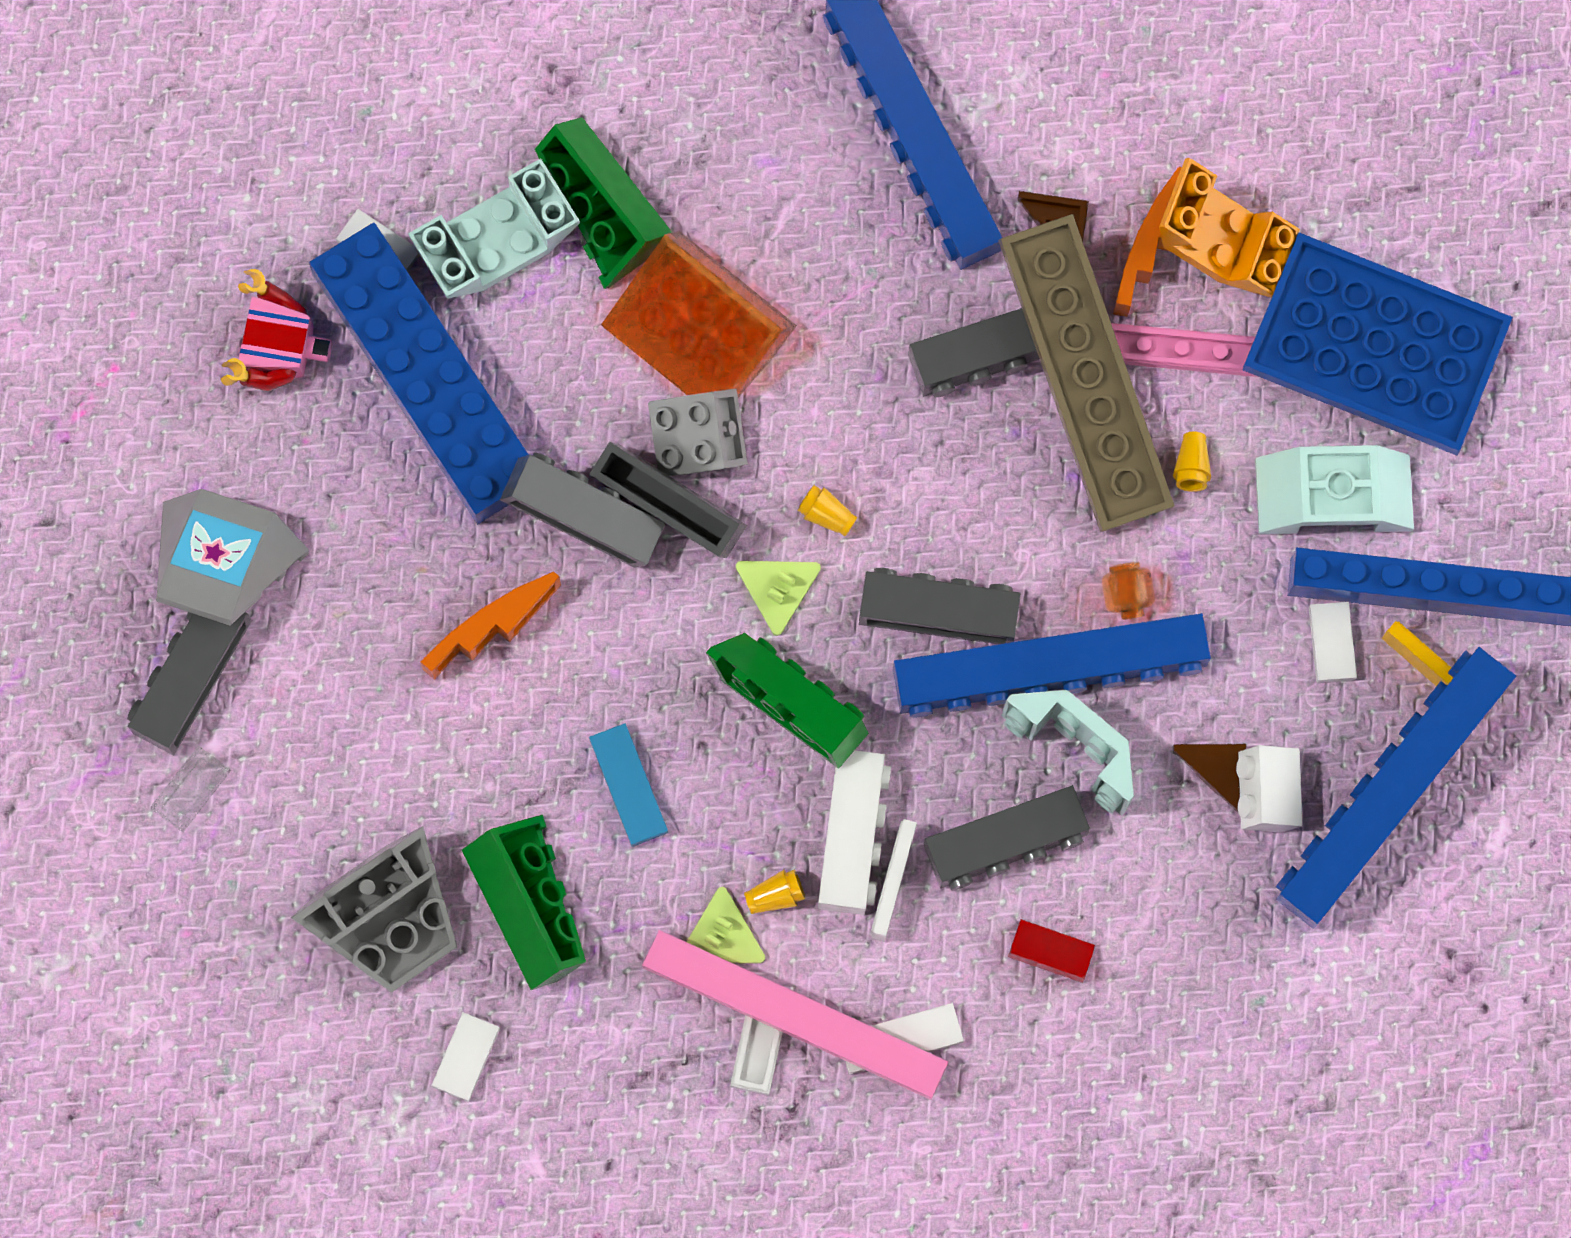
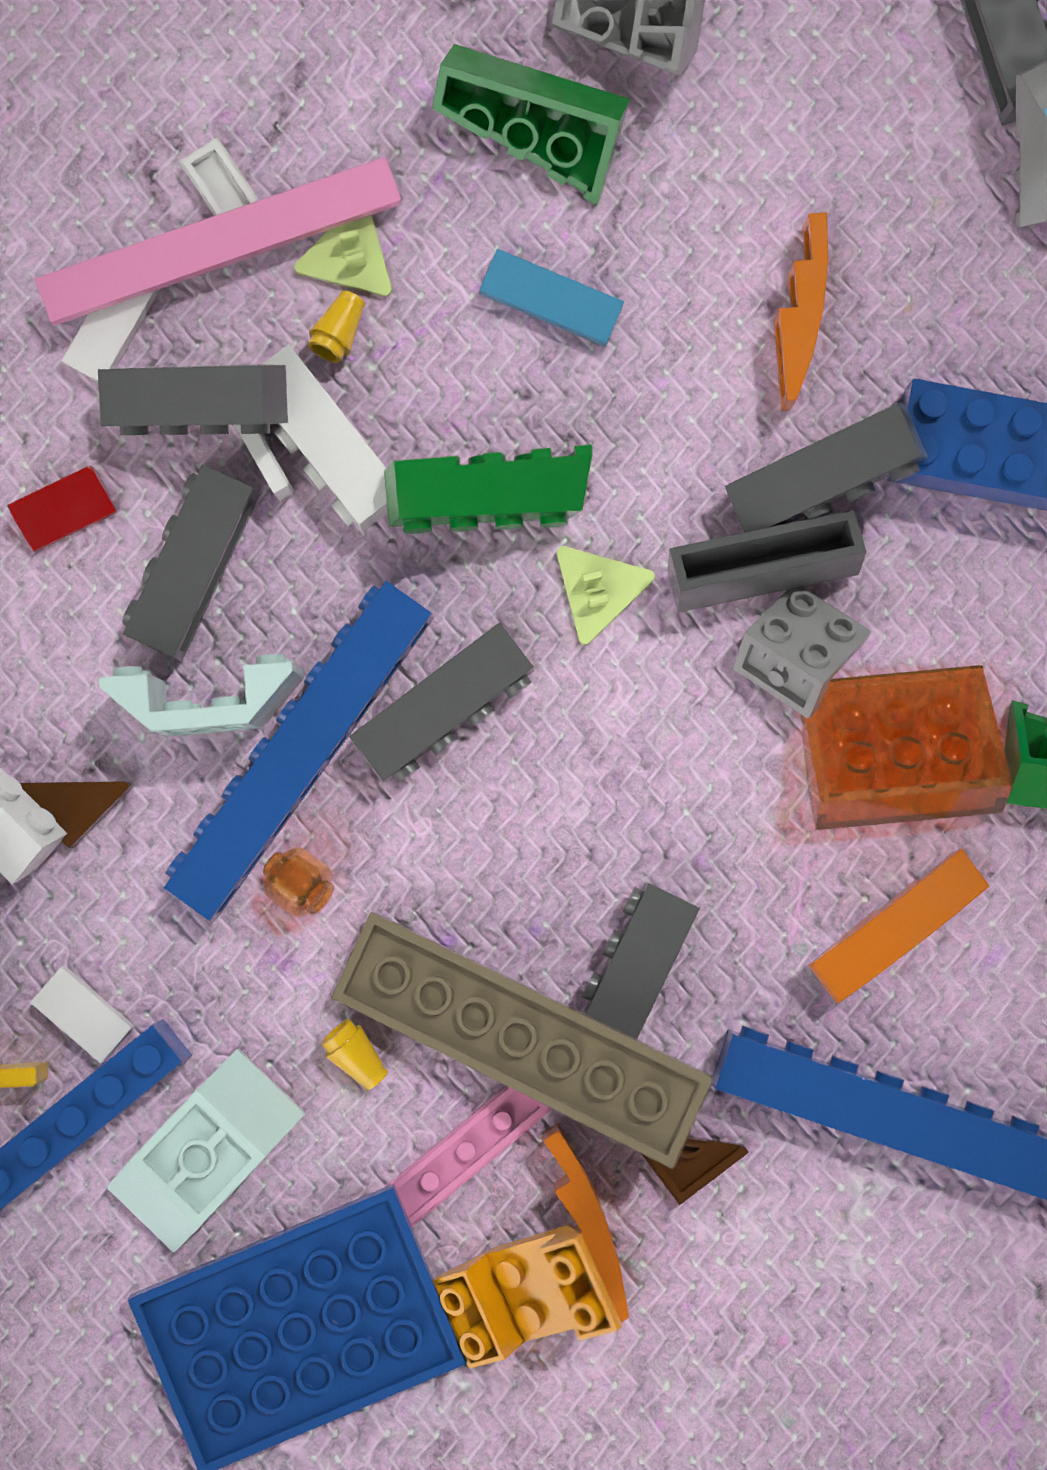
camera: 140 degrees right, 10 degrees up
(805, 227) = (898, 925): none -> orange slope
(826, 511) = (623, 693): yellow cone -> none
(909, 922) = (193, 396): none -> dark grey brick

